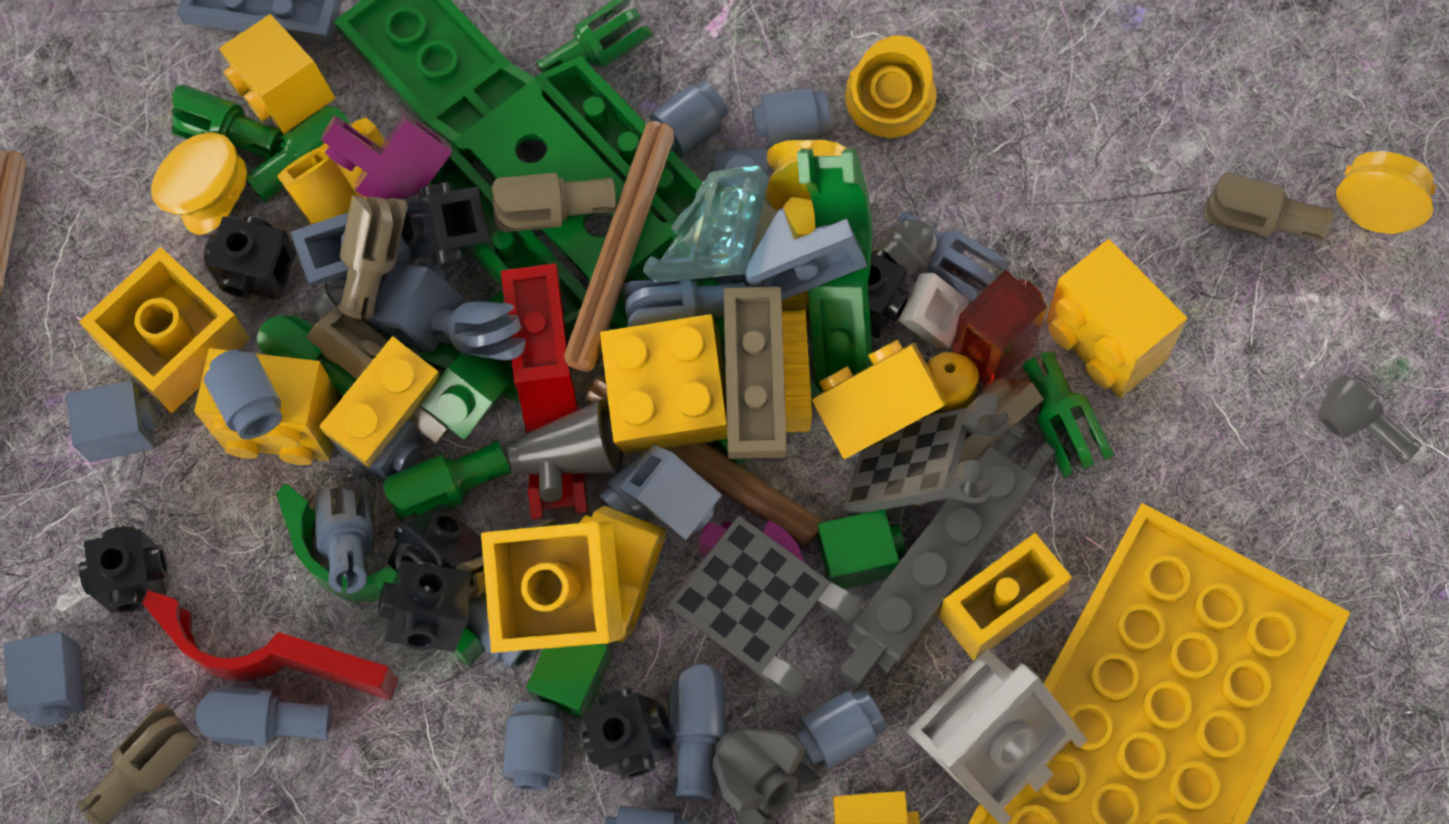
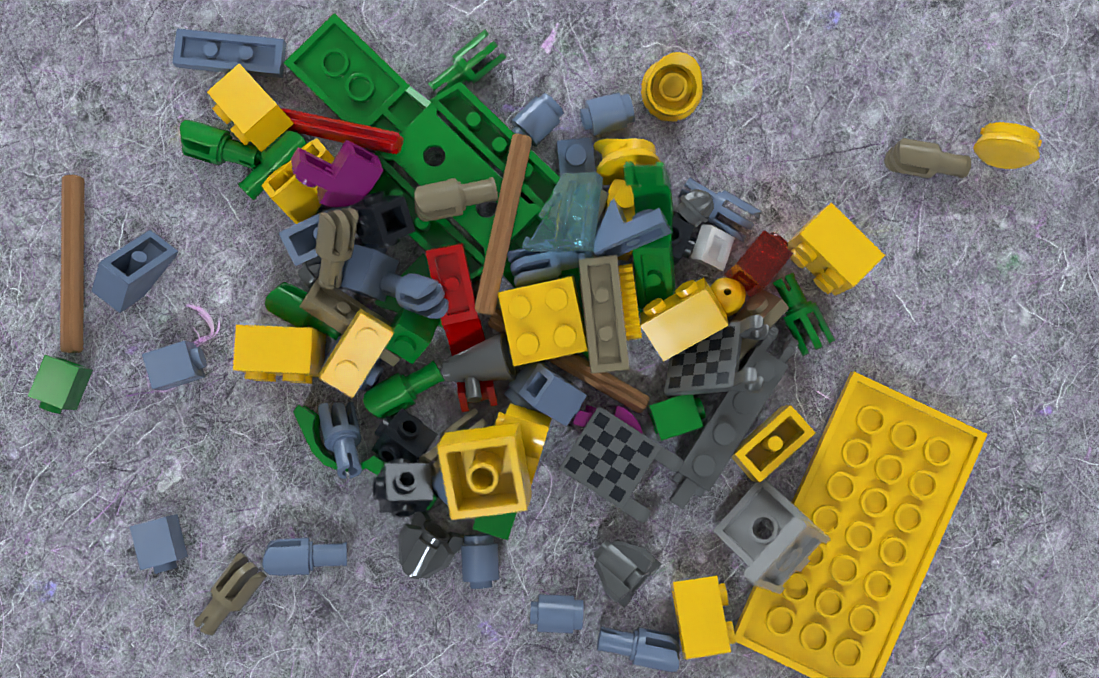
camera: 15 degrees left, 15 degrees up
(68, 282) = (132, 270): none -> sand blue slope
(123, 569) = (212, 466): black brick -> none
(162, 328) = (200, 302): yellow brick -> none
(200, 181) = (208, 190): yellow piece -> none
(243, 393) = (265, 360): sand blue brick -> none
(249, 257) = (250, 244): black brick -> none
(277, 653) = (238, 499): red piece -> none
(389, 108) = (340, 131): none -> red axle
(451, 715) = (426, 547): none -> dark grey brick
(643, 738) = (547, 542): black brick -> none
(697, 725) = (581, 540): sand blue arm -> none
(840, 728) = (672, 534): sand blue brick -> none
(1352, 407) = (984, 296): dark grey bar -> none

